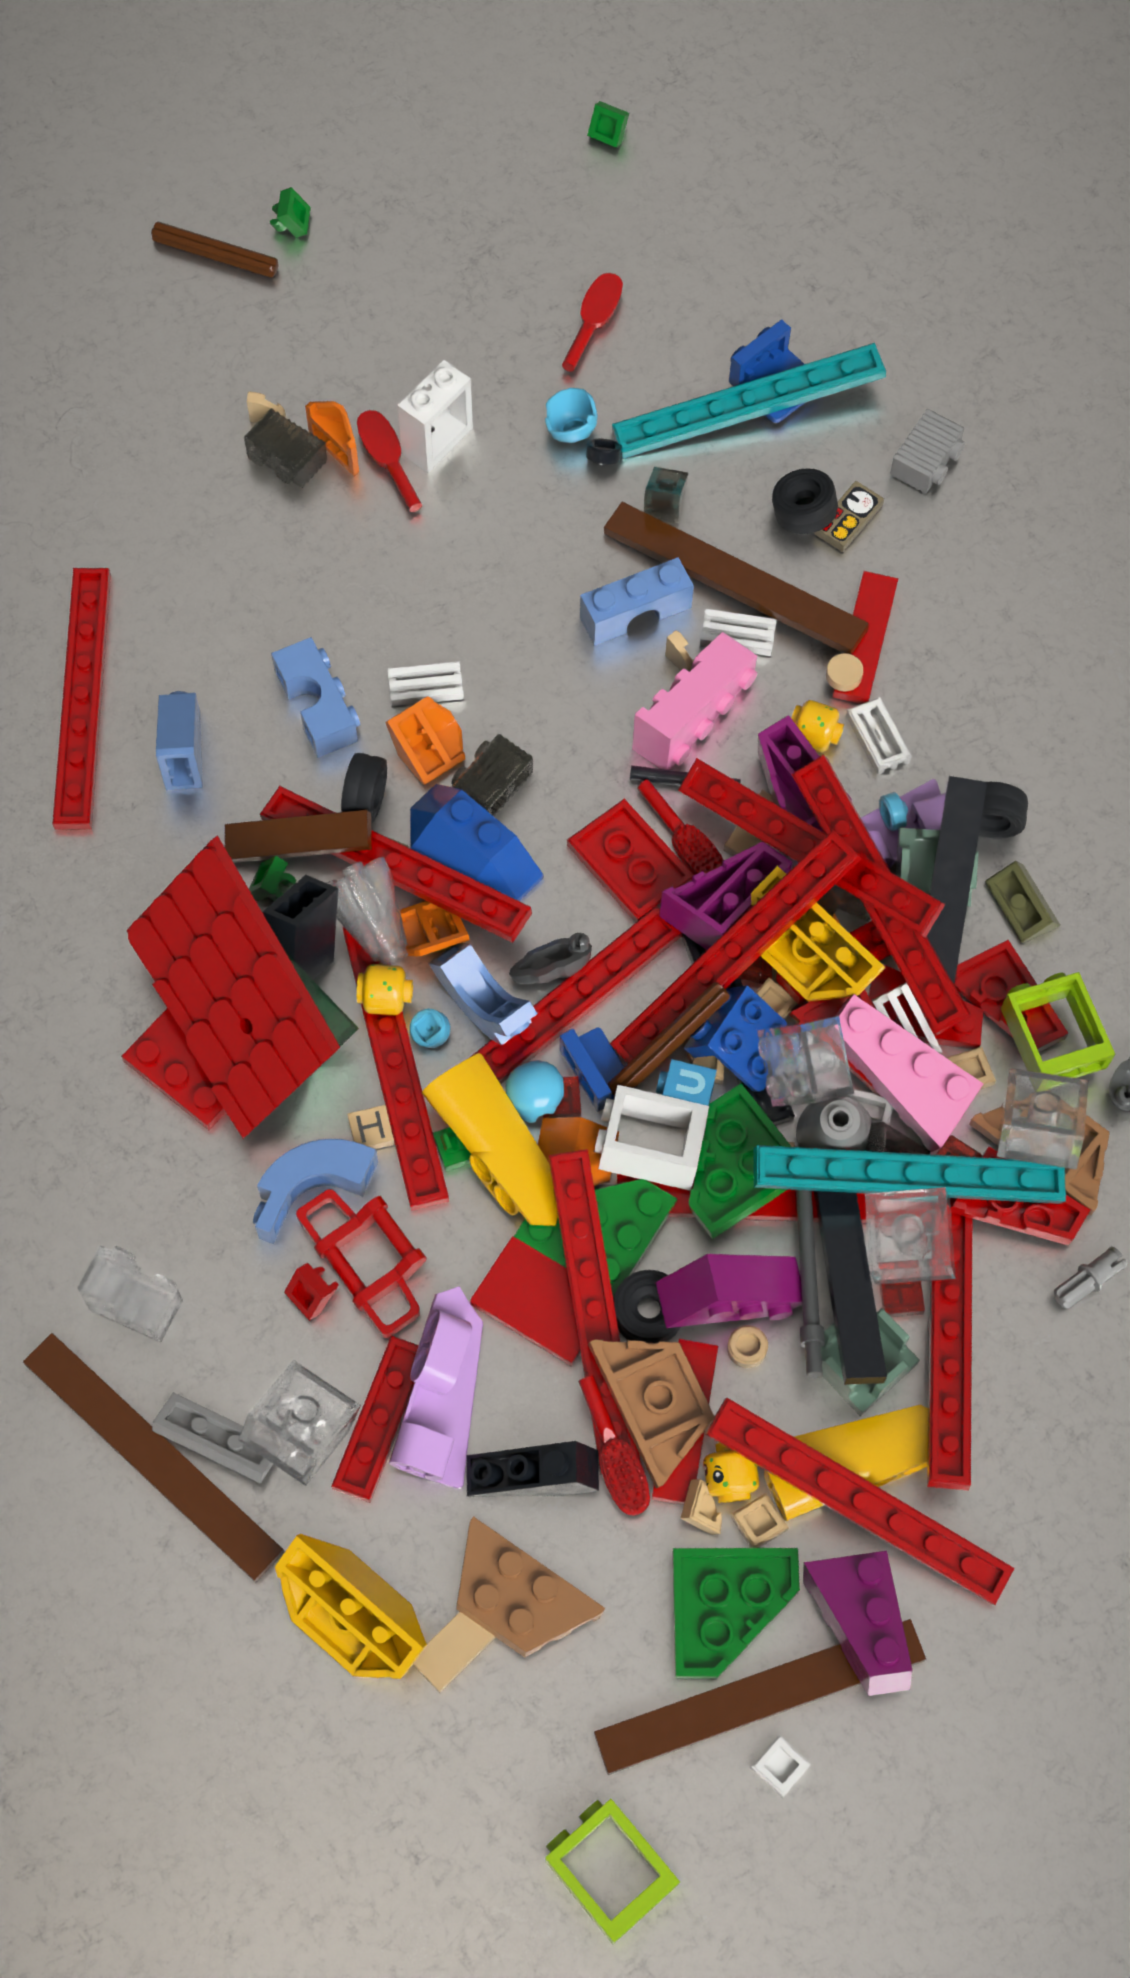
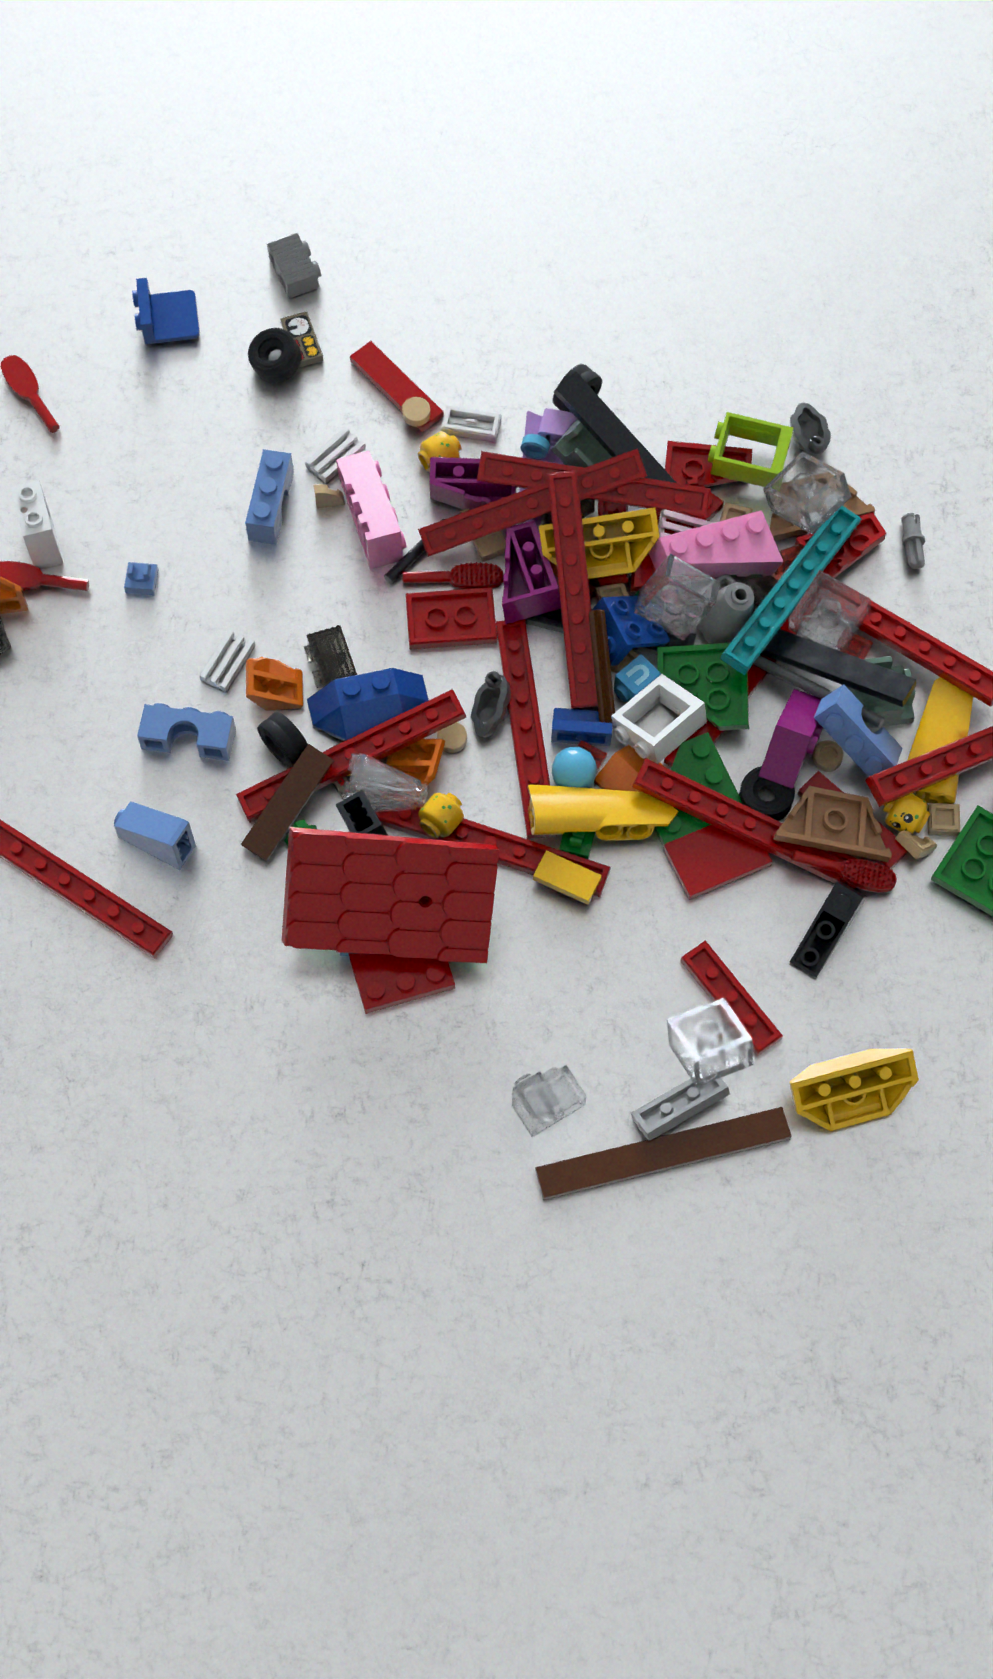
camera: 55 degrees left, 0 degrees up
(309, 1290) = (618, 987): red tile -> none
(310, 1166) = (538, 921): medium blue arch -> none
(358, 1223) = (621, 959): red bar -> none
(371, 1127) = (525, 888): tan tile -> none
(401, 1160) = (567, 877): none -> yellow tile
(430, 1028) = (483, 807): medium azure tile -> none
(439, 1409) = (725, 939): lavender panel -> none
(452, 1651) = (909, 1033): tan tile -> none
(460, 548) = (141, 578): none -> medium blue tile
(480, 995) = (489, 762): medium blue arch -> none
(491, 949) = (455, 737): none -> tan tile
(517, 1594) = (900, 984): medium nougat wing -> none
(571, 415) = (97, 447): medium azure hair -> none
(603, 451) = (138, 447): black tile -> none
(665, 494) = (204, 428): clear smoke slope -> none
(737, 579) = (296, 430): reddish brown tile -> none
(749, 400) = (172, 341): teal tile -> none
(779, 1324) = (842, 719): none -> medium blue arch
(1022, 902) = (646, 419): olive slope -> none

